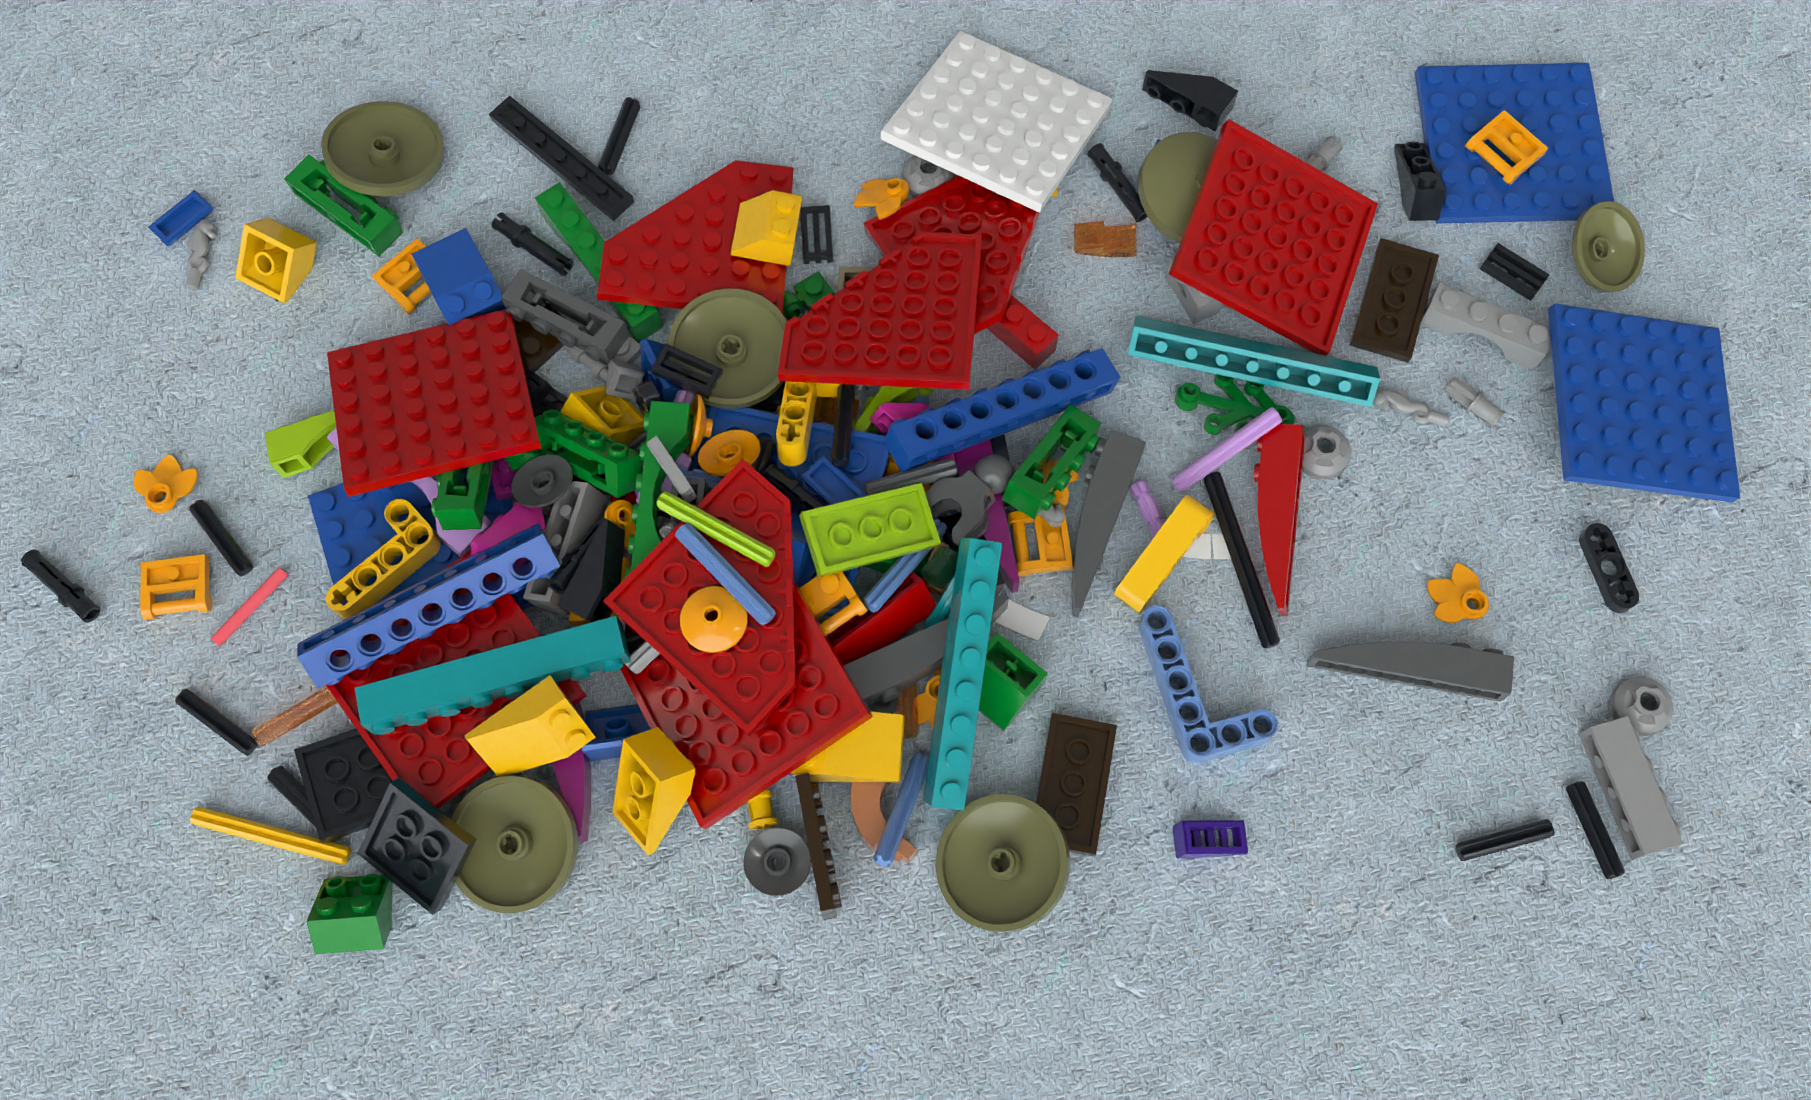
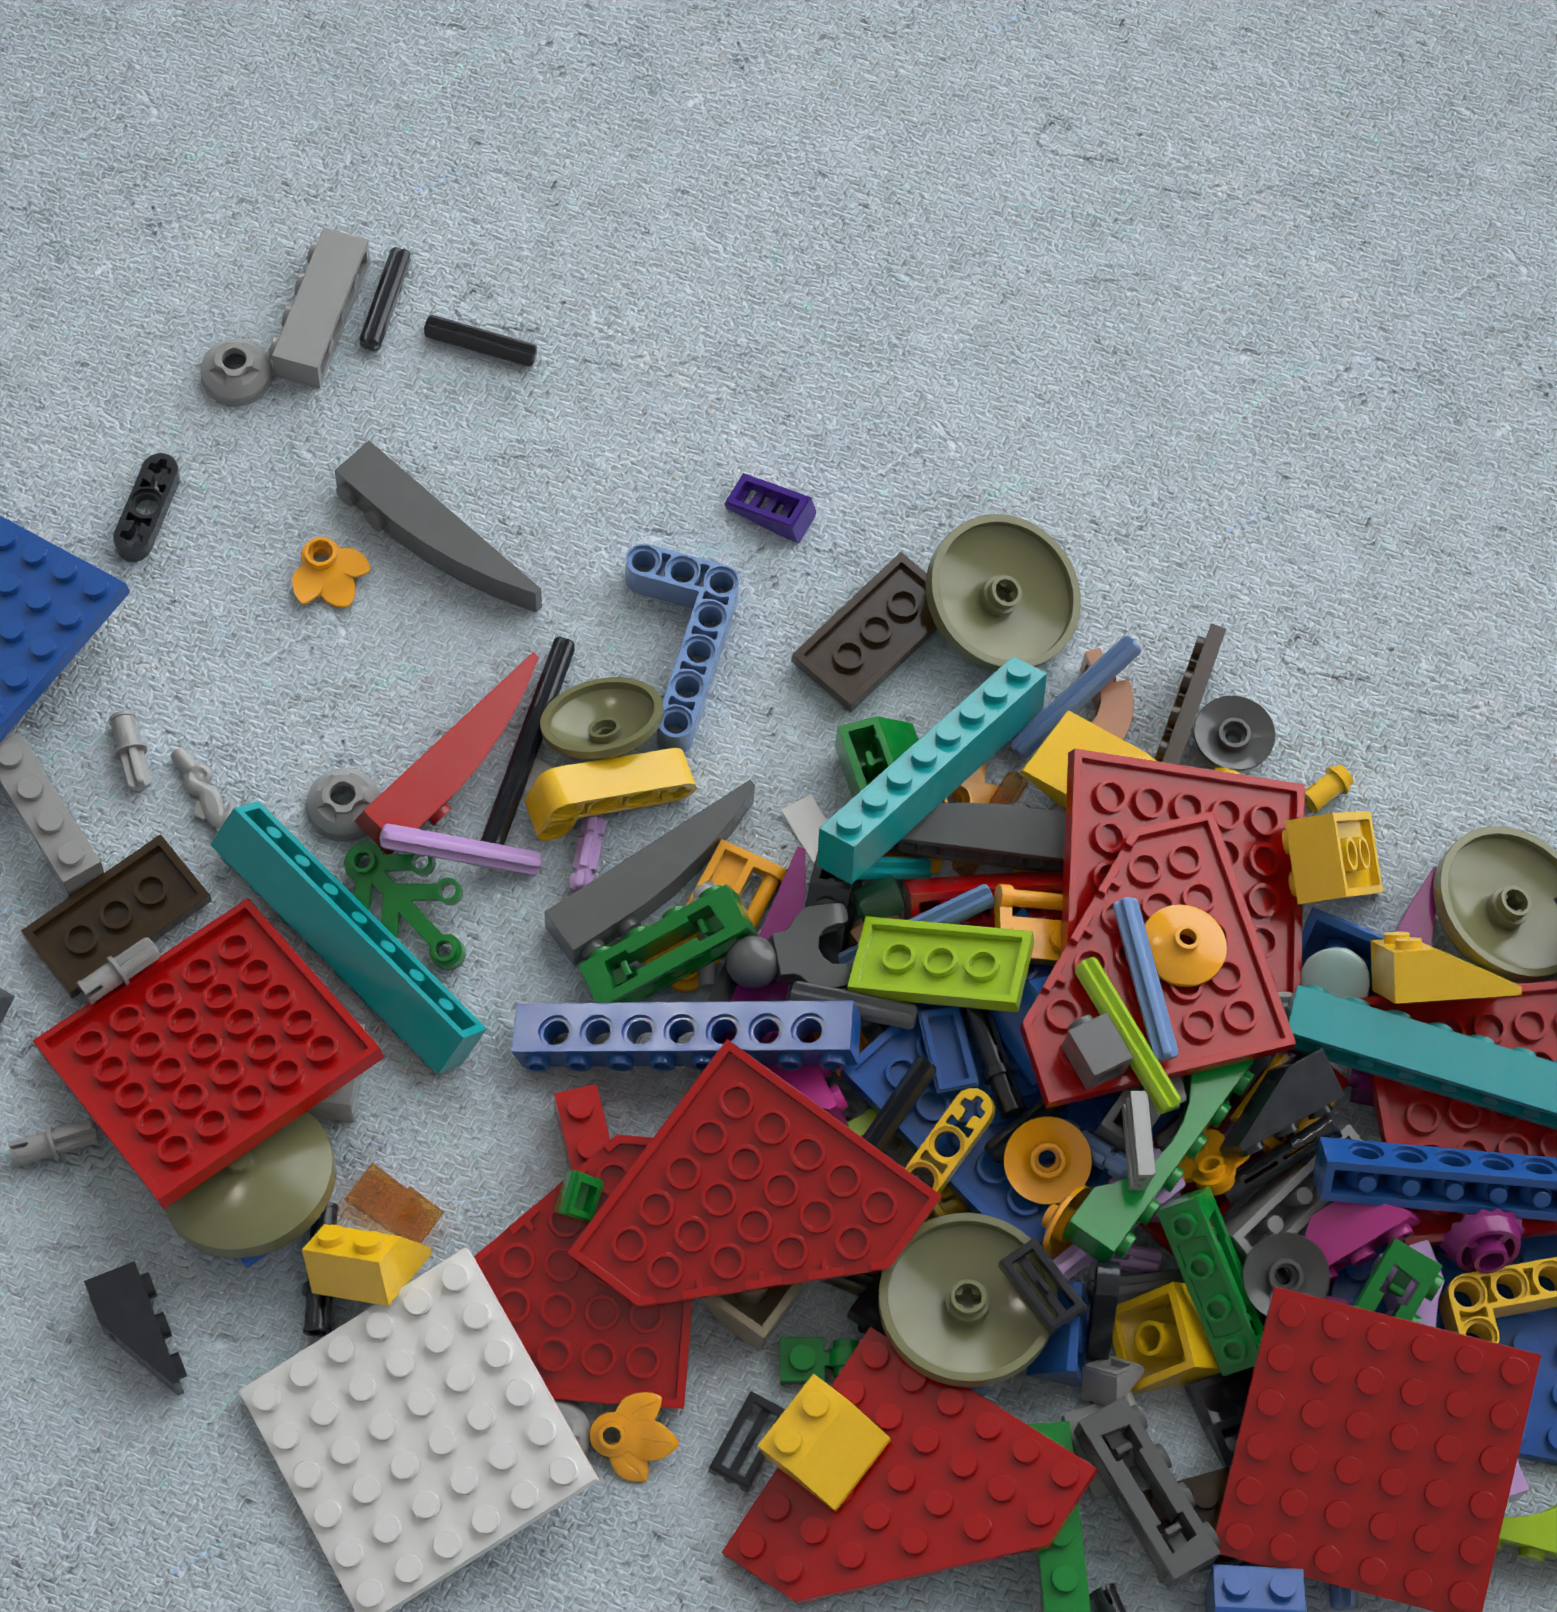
camera: 155 degrees left, 5 degrees down
(419, 566) = (1484, 1241): none -> magenta piece
(608, 708) = (1338, 972): none -> light aqua piece
(689, 863) = (1334, 782): none -> yellow pin
(729, 499) = (1096, 1050): none -> brick
(997, 267) = (578, 1196): none -> green slope
(1095, 183) = (361, 1263): none -> yellow slope
(1218, 593) = (602, 718): none -> olive dish
(1364, 261) = (118, 970): none -> light grey axle

